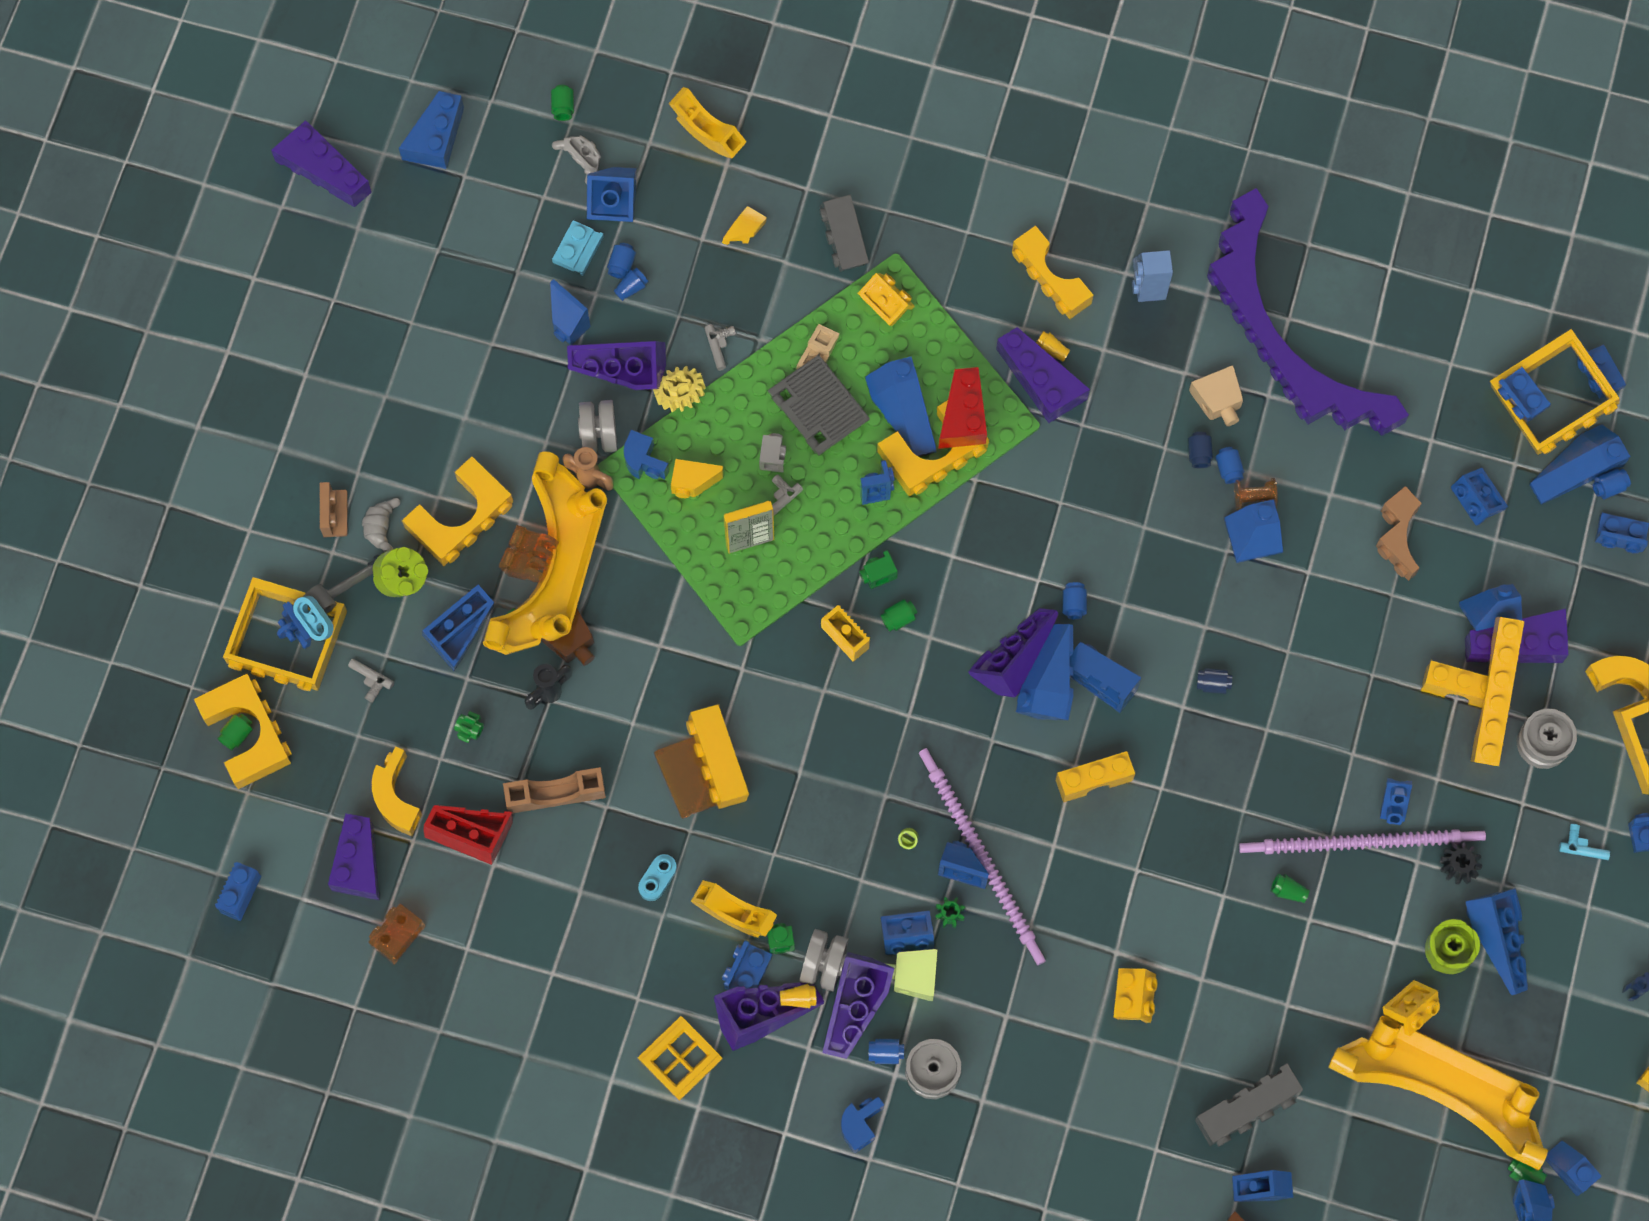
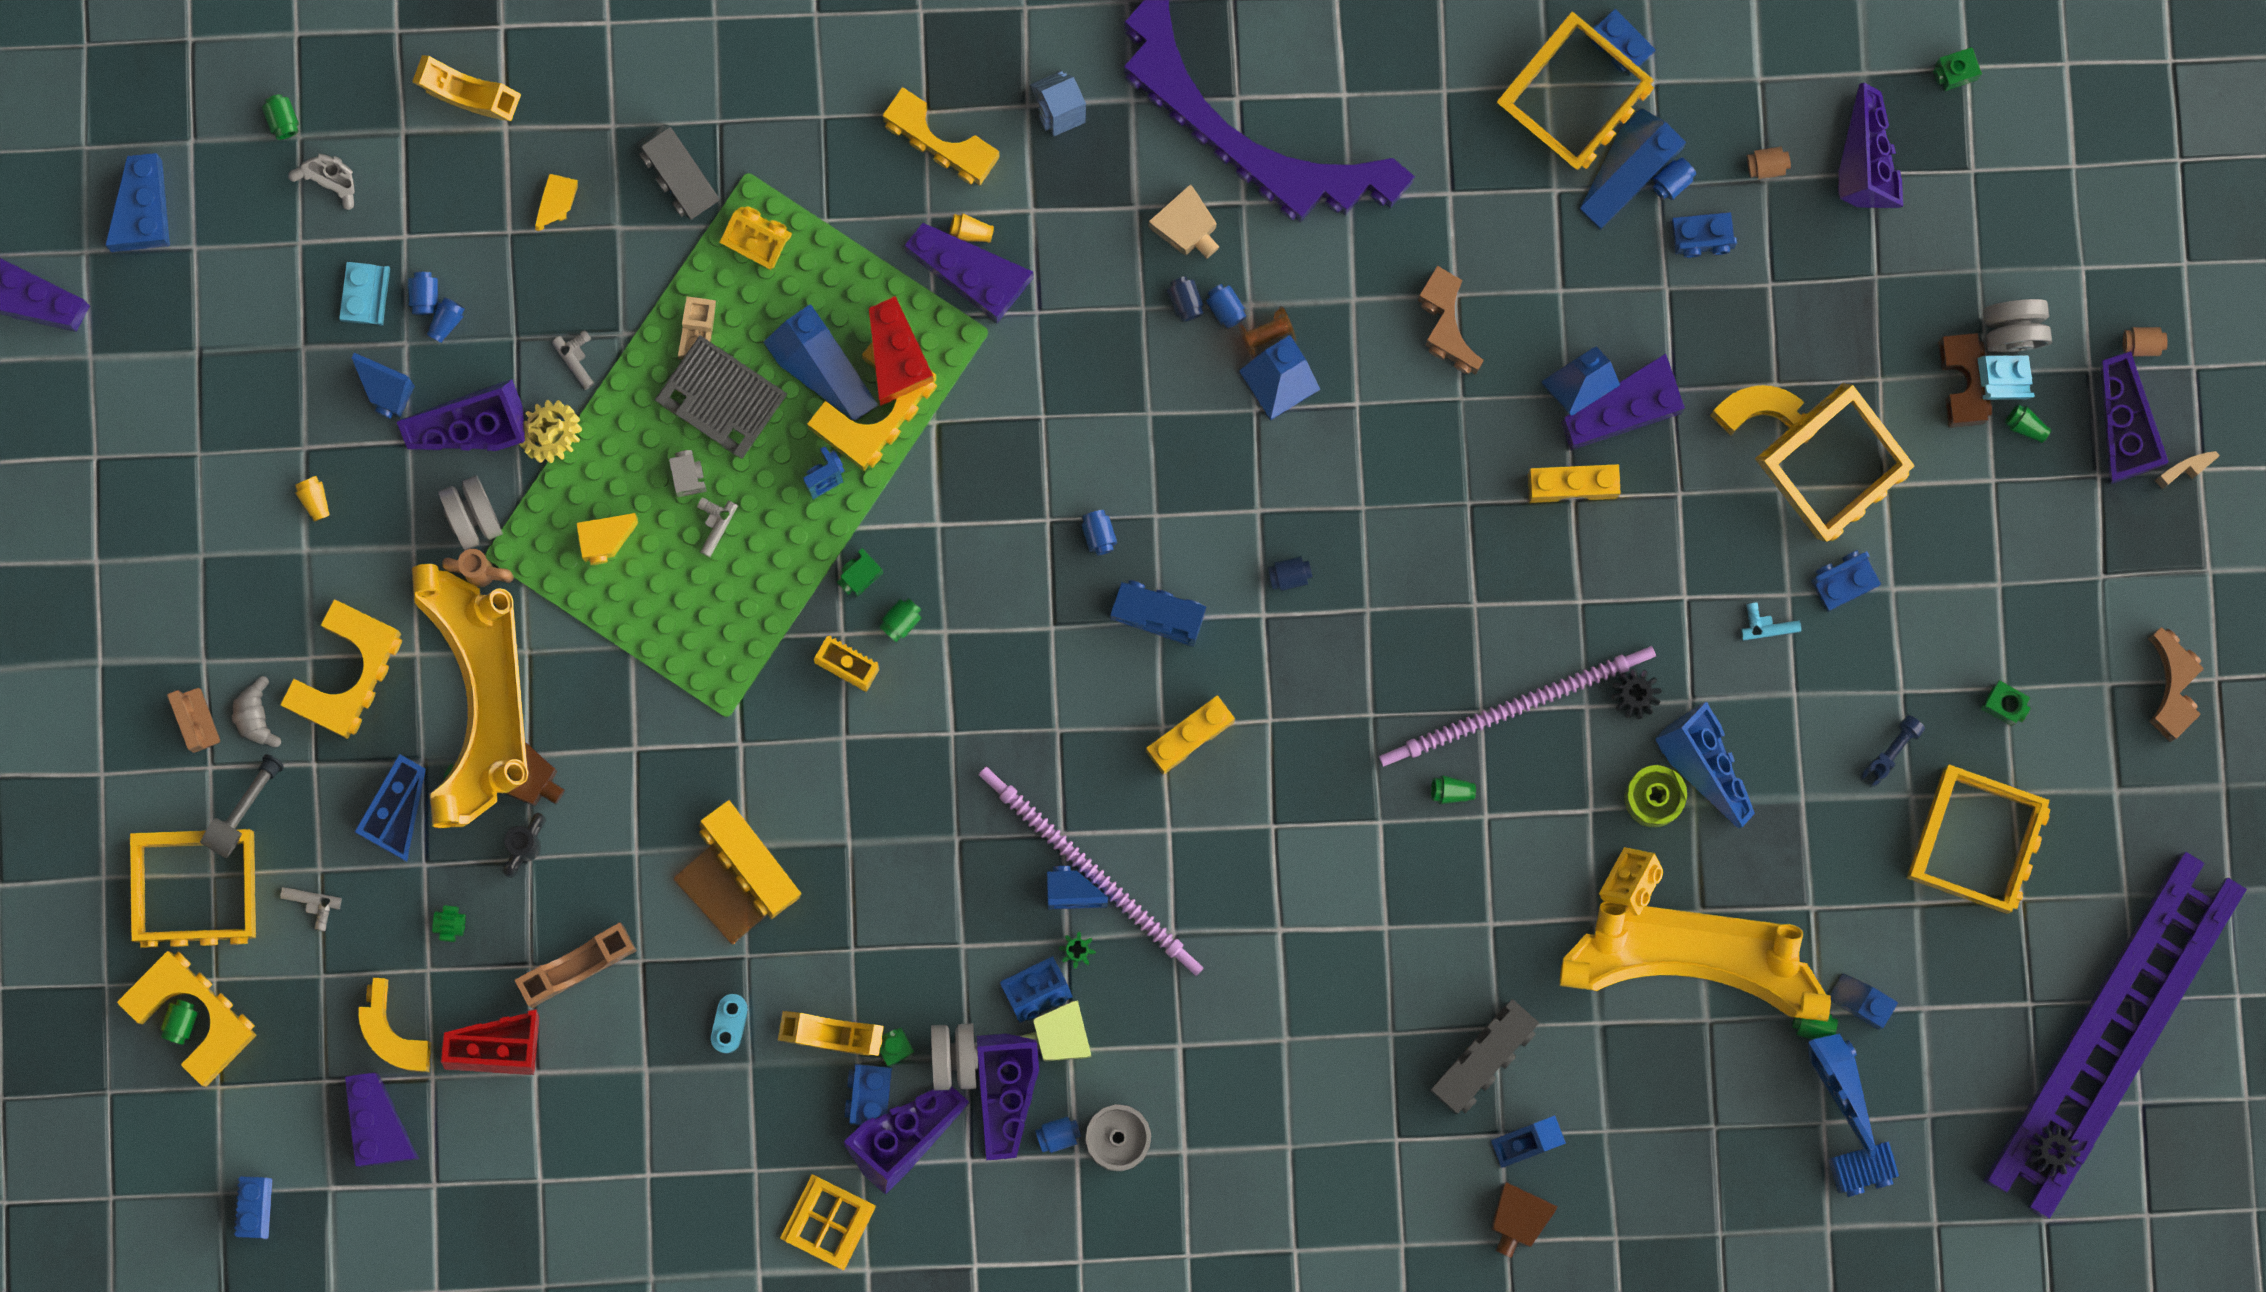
camera: 25 degrees left, 10 degrees up
(293, 627) = (196, 865): blue hips -> none
(313, 619) = (223, 863): medium azure plate -> none
(396, 933) = (453, 1192): clear orange brick -> none
(412, 570) = (317, 767): lime brick -> none
(484, 380) = (313, 498): none -> yellow cone
(522, 559) = (439, 684): clear orange legs -> none
(611, 194) = (382, 214): blue slope -> none
(638, 459) = (528, 531): blue brick -> none
(749, 526) = (693, 581): tile -> none
(800, 996) = (939, 1108): yellow cone -> none
(854, 1126) = (1050, 1232): blue brick -> none
(906, 841) = (998, 882): lime hinge -> none
(1011, 662) = (1051, 630): dark purple wedge -> none
(1047, 687) = (1100, 646): blue wedge -> none
(1135, 995) = (1317, 972): yellow bracket -> none
(1395, 801) = (1541, 648): blue hips -> none
(1478, 496) = (1525, 245): blue bracket -> none
(1497, 698) = (1618, 480): yellow arch -> none
(1523, 394) = (1541, 109): blue bracket -> none
(1545, 725) = (1693, 497): light grey wheel -> none

